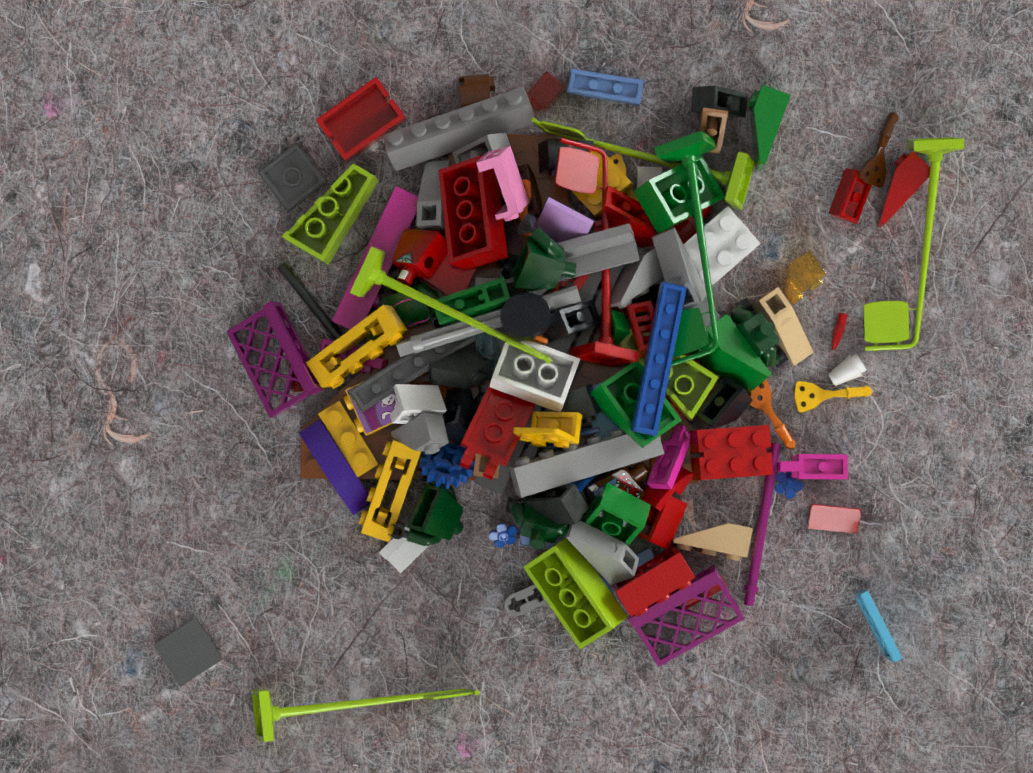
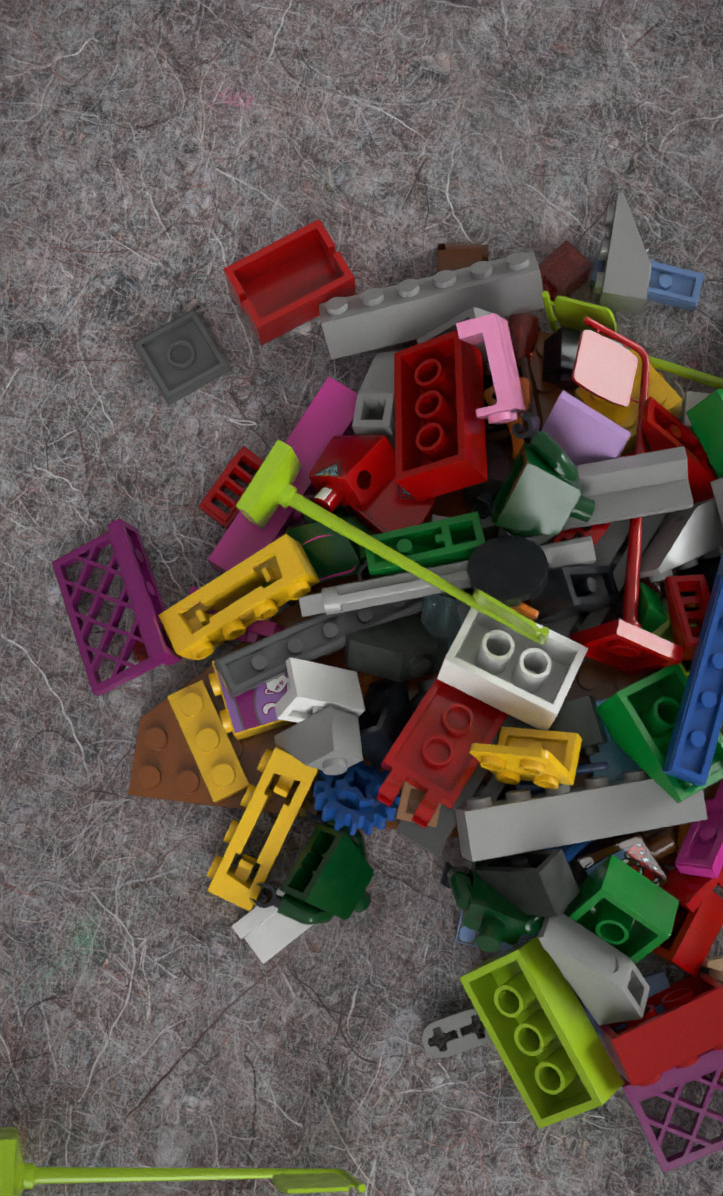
camera: 15 degrees right, 10 degrees down
(309, 301) = (178, 528): pearl dark grey bar -> none
(332, 215) = (231, 408): lime wedge -> none
(334, 263) = (225, 480): none -> red slope
(335, 466) = (183, 782): dark purple slope -> none
(503, 534) = (432, 921): blue plant -> none
(522, 146) = (524, 334): none -> clear red cone
(588, 86) = (626, 265): none -> light grey slope

